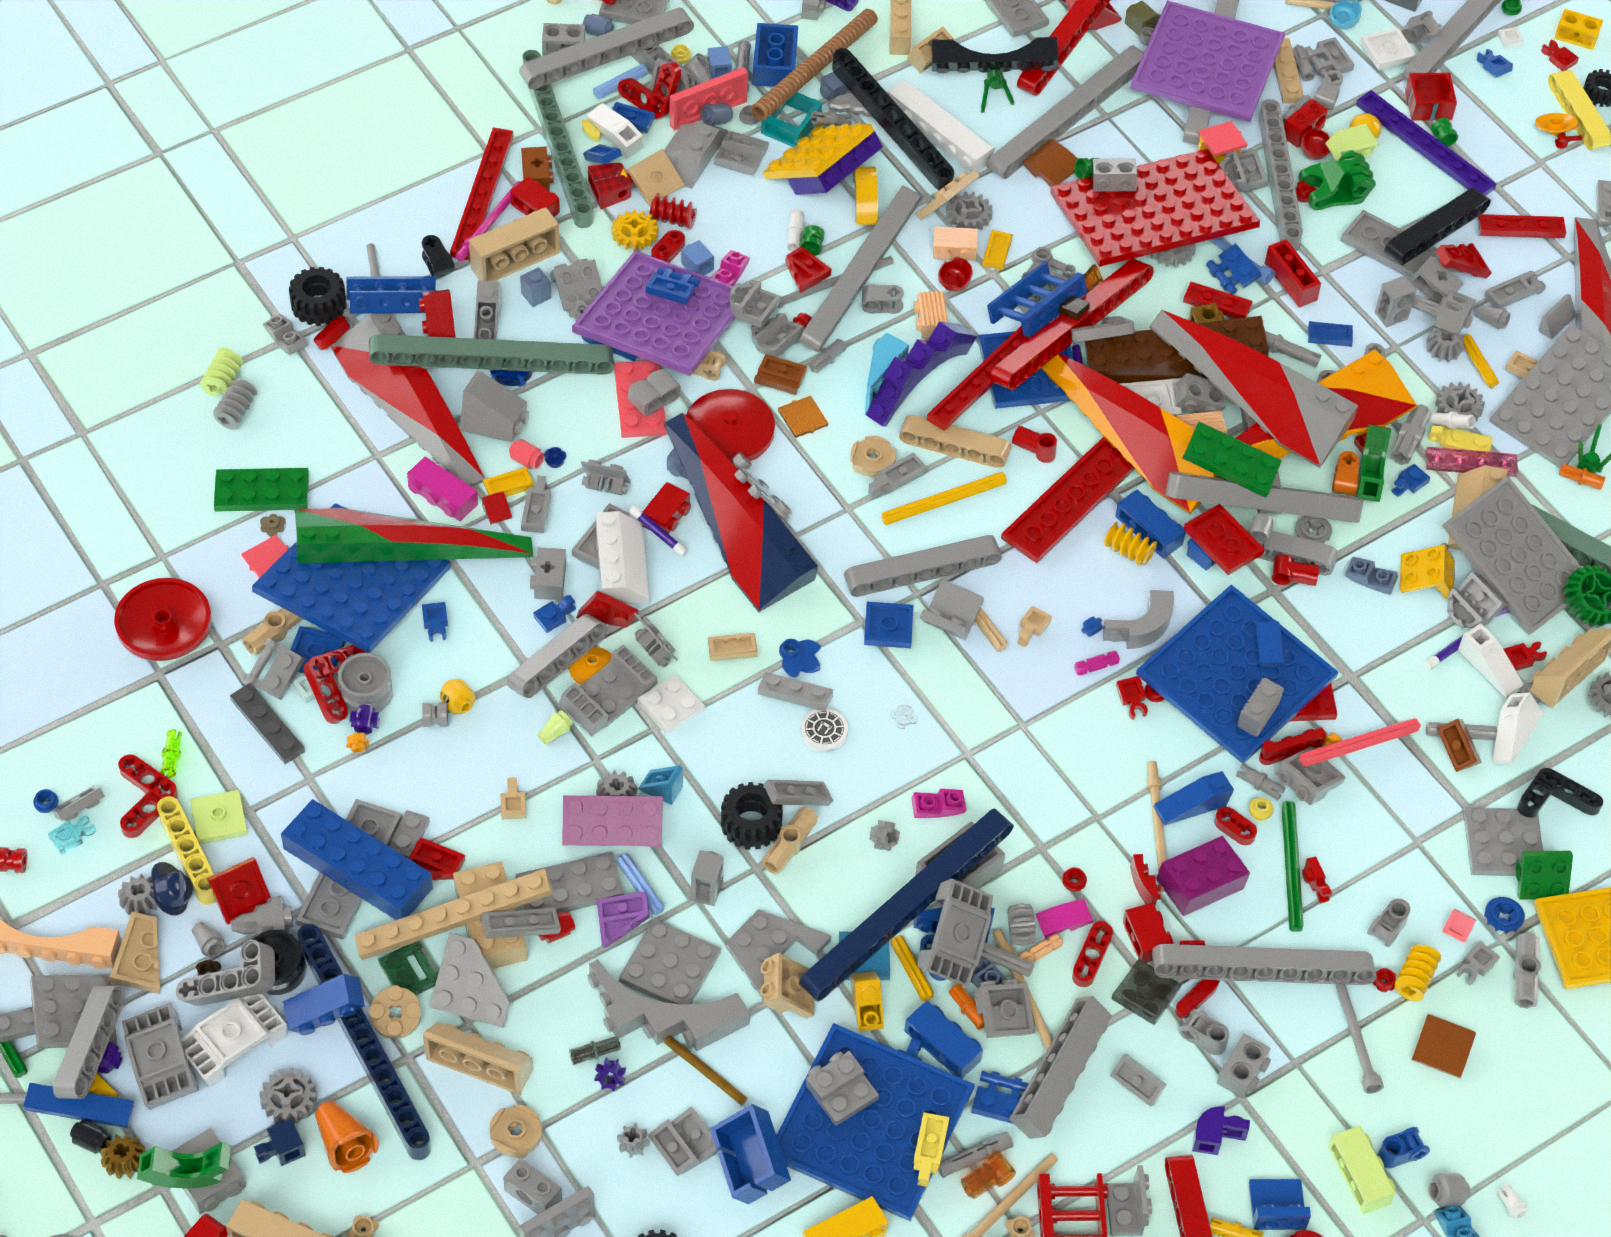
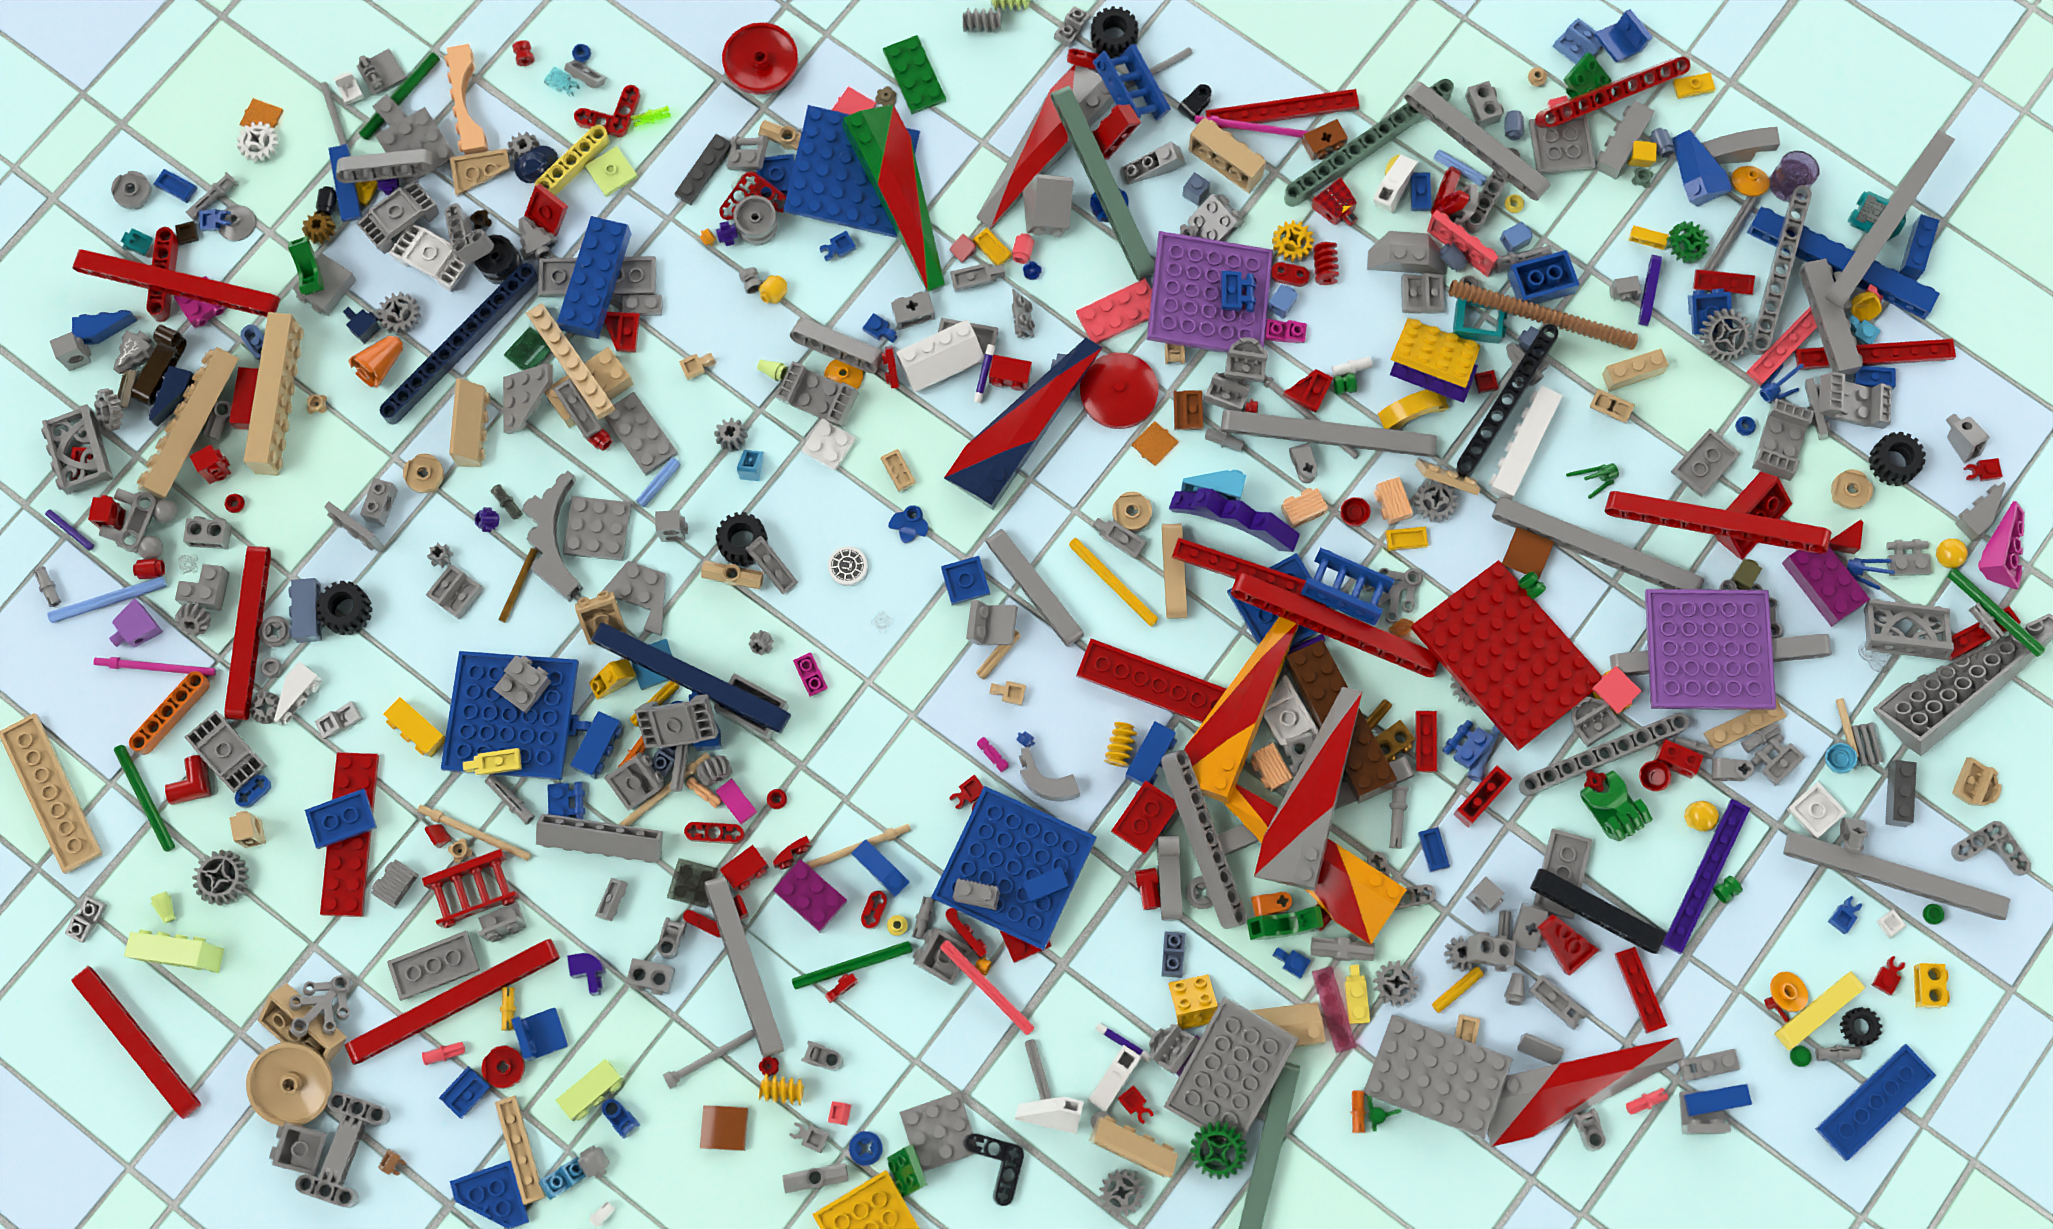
camera: 75 degrees right, 20 degrees up
(209, 941) = (505, 207): light grey cone -> none
(324, 1004) = (467, 304): brick -> none
(395, 1027) = (482, 348): tan plate -> none
(442, 489) = (962, 201): dark pink brick -> none
(532, 196) = (1287, 152): red brick -> none
(602, 154) = (1363, 184): blue tile -> none
(612, 821) = (695, 440): brick -> none
(621, 915) = (623, 478): medium lavender wing -> none
(654, 392) = (1117, 318): light grey brick -> none
(654, 643) = (877, 410): light grey hinge -> none
(655, 176) = (1356, 235): tan plate -> none
(698, 67) = (1493, 228): light grey piece -> none
(758, 1154) = (442, 645): blue piece -> none
(759, 487) = (1037, 454): light grey plant -> none
(795, 691) = (872, 531): light grey plate -> none
(830, 118) = (1488, 351): light grey pin -> none
(951, 56) = (1634, 495): black arch -> none
(993, 1172) = (497, 815): clear orange piece -> none
(1043, 444) = (1199, 635): red piece -> none
(1074, 307) = (1345, 619): dark brown tile -> none
(1110, 327) = (1332, 657): light grey beam -> none
(1114, 174) = (1528, 606): light grey brick -> none
(1232, 459) = (1215, 797): green plate -> none
(1354, 138) = (1667, 808): yellowish green brick -> none
(1430, 96) = (1768, 865): red container -> none
(1453, 420) = (1367, 980): white pin -> none
(1459, 745) = (1019, 1072): dark orange slope -> none

